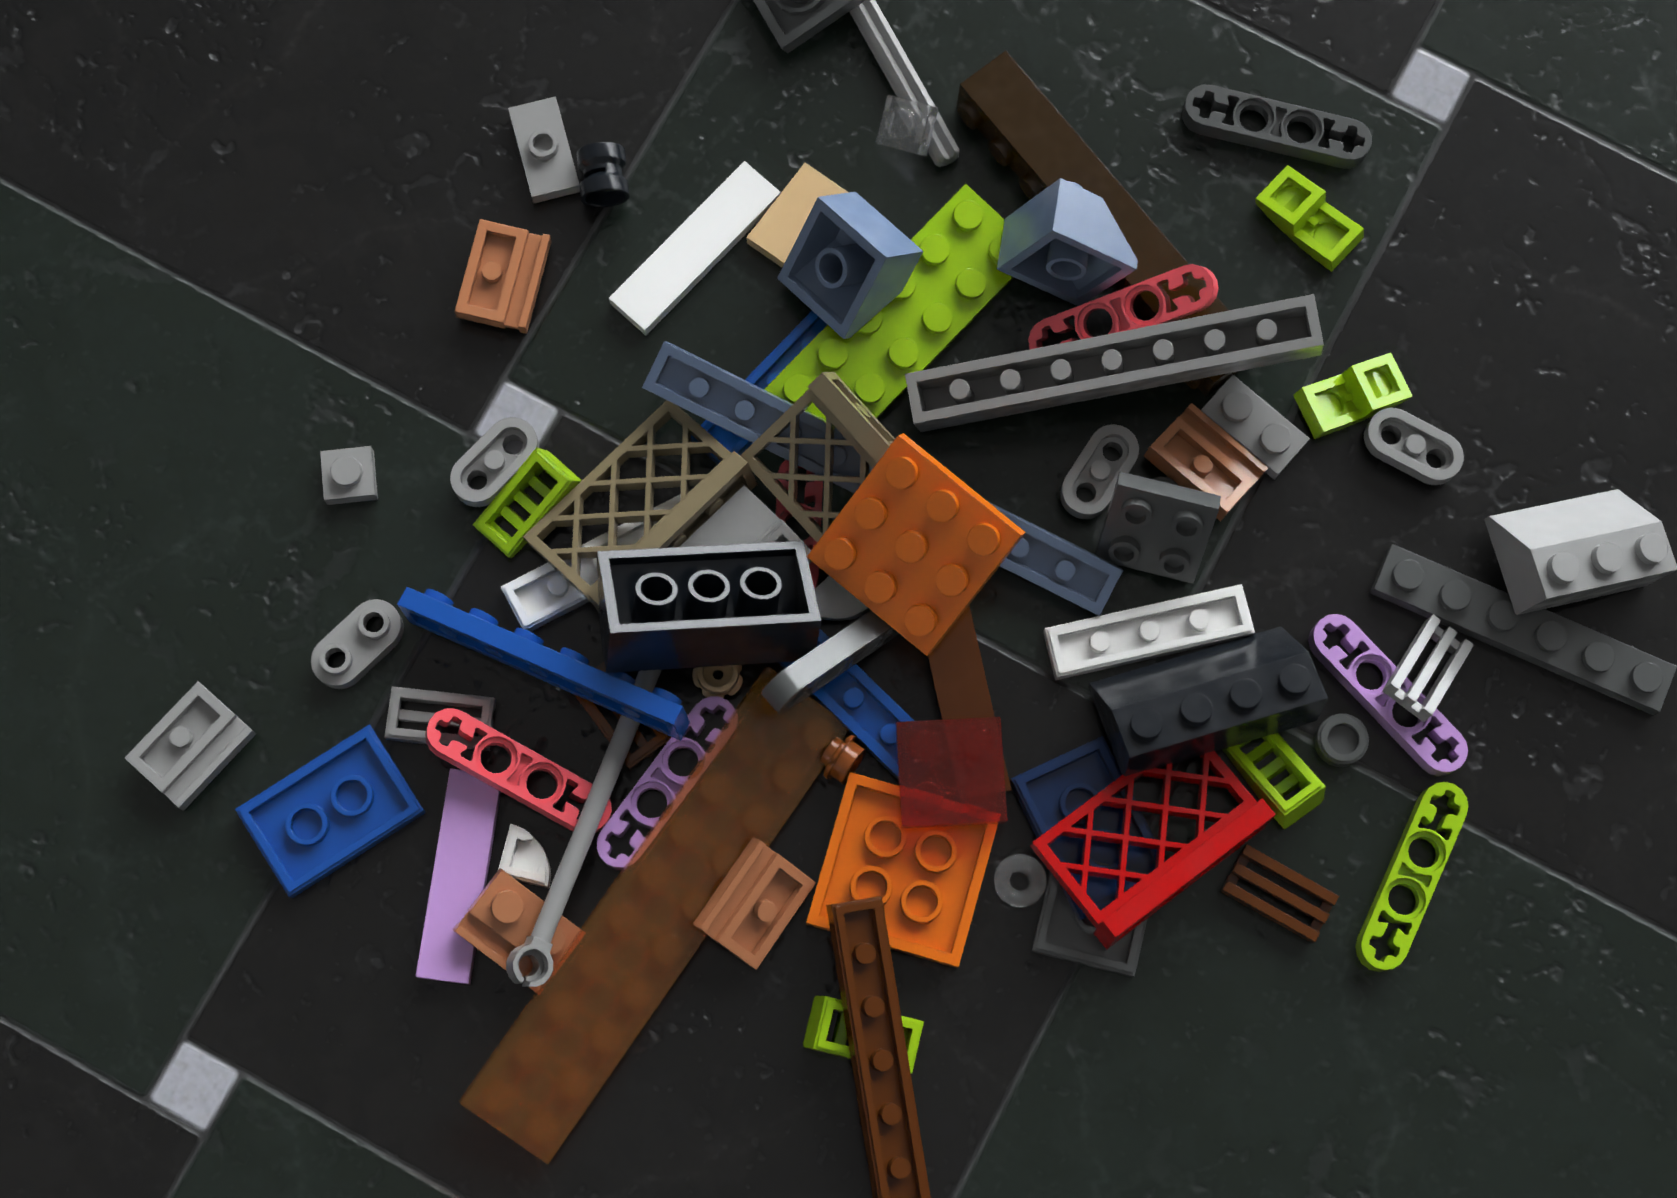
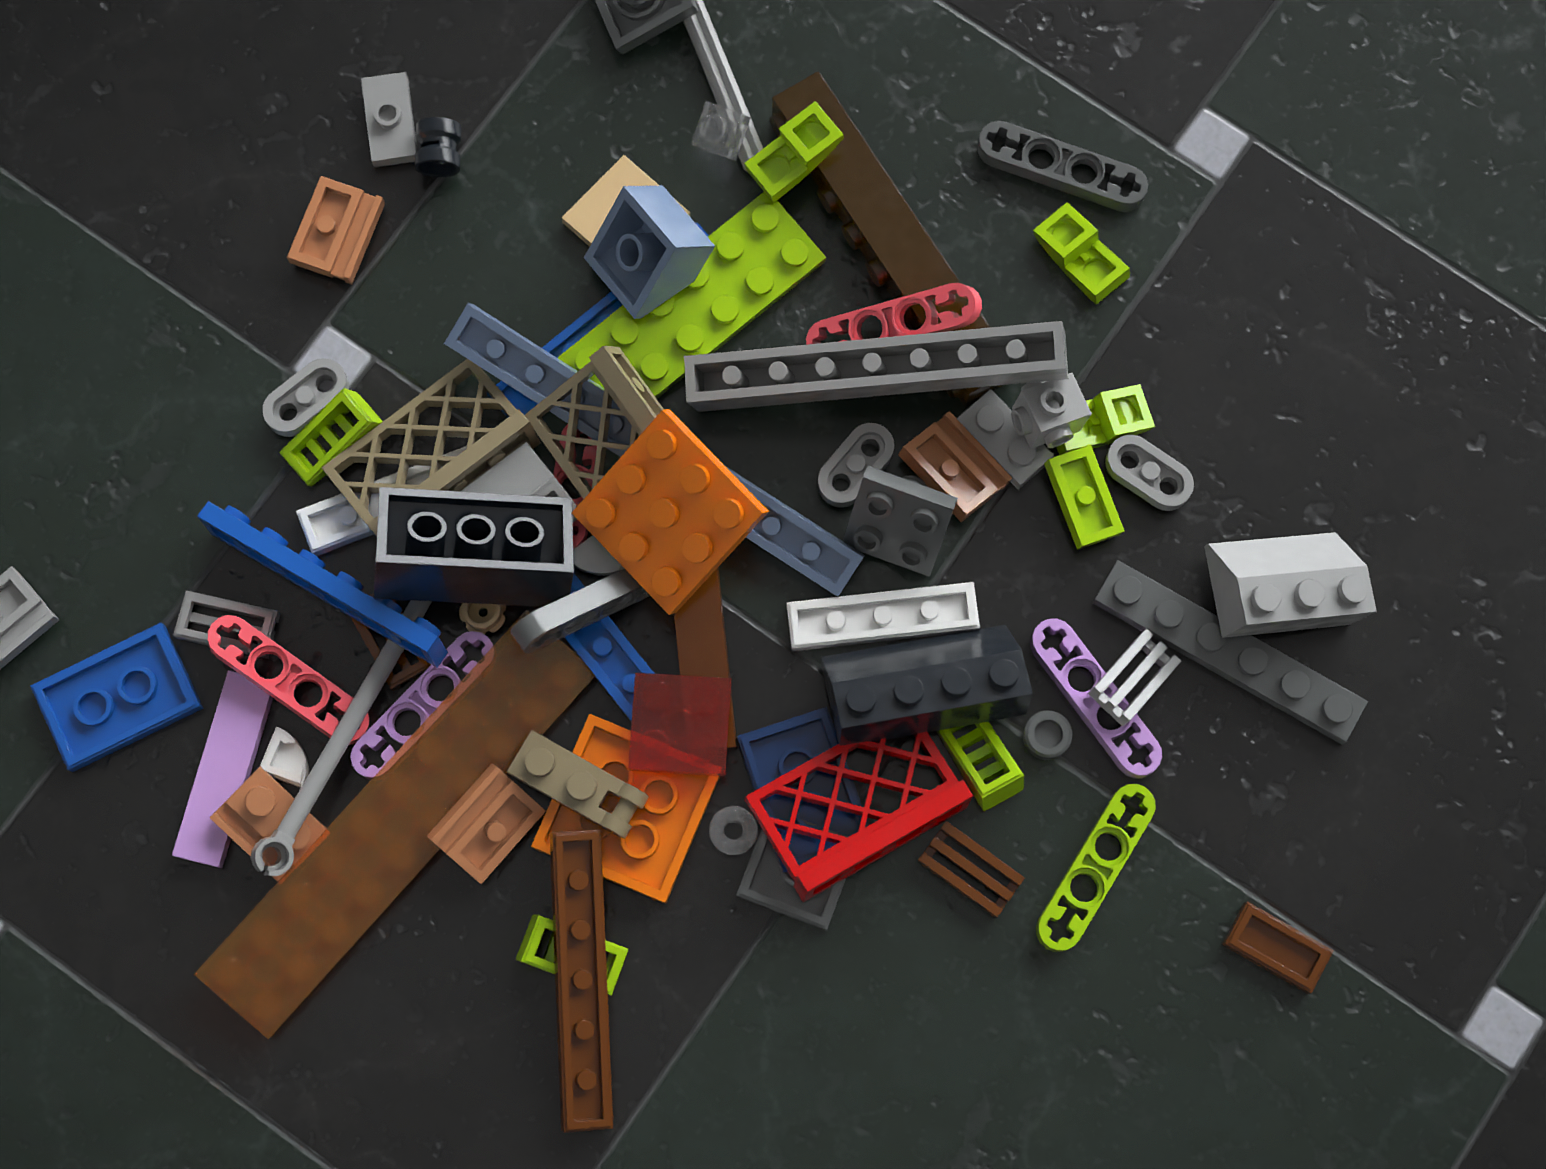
camera: 10 degrees right, 0 degrees up
(348, 475) = (173, 396): light grey plate -> none
(360, 646) = (162, 552): light grey plate -> none
(694, 248) = (513, 223): white tile -> none
(842, 758) = (585, 700): dark orange plate -> none
(847, 849) = (576, 783): none -> dark tan plate
(993, 141) = (796, 153): none -> lime slope
(1065, 244) = (848, 253): sand blue slope -> none
(1303, 392) = (1050, 412): none -> light grey brick
(1348, 480) = (1084, 497): none -> lime plate
(1615, 940) = (1277, 947): none -> reddish brown tile

